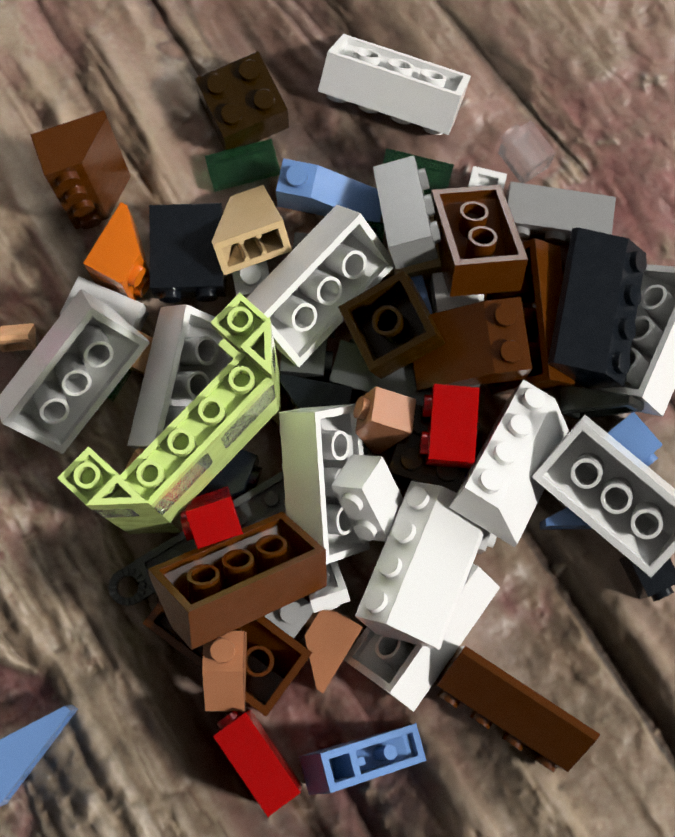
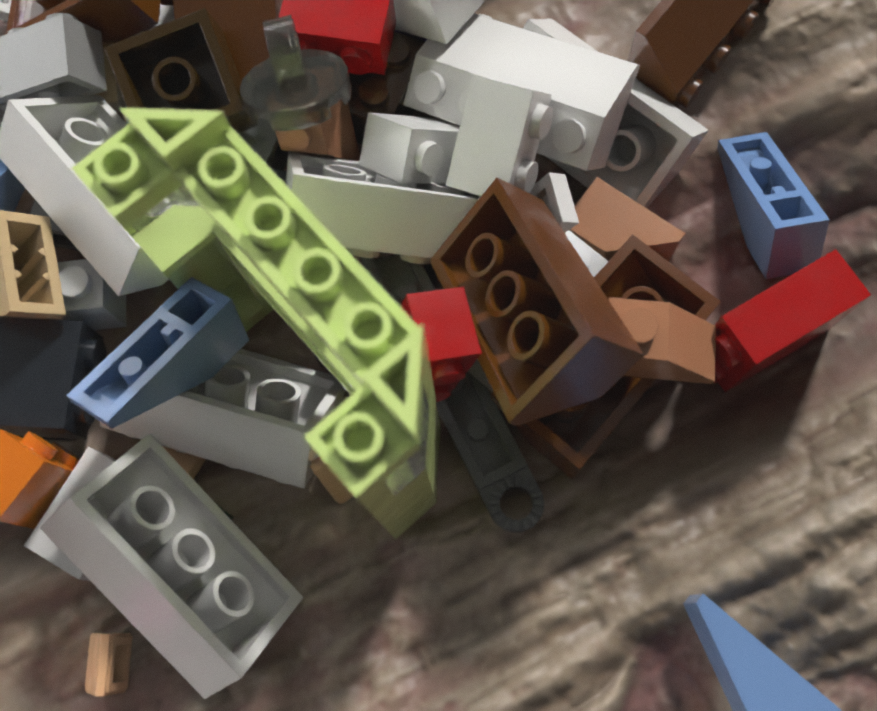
camera: 75 degrees left, 5 degrees down
(185, 338) = (164, 356): none -> medium blue slope
(367, 551) = (499, 136): none -> white brick
(387, 404) = (294, 83): none -> clear smoke tile

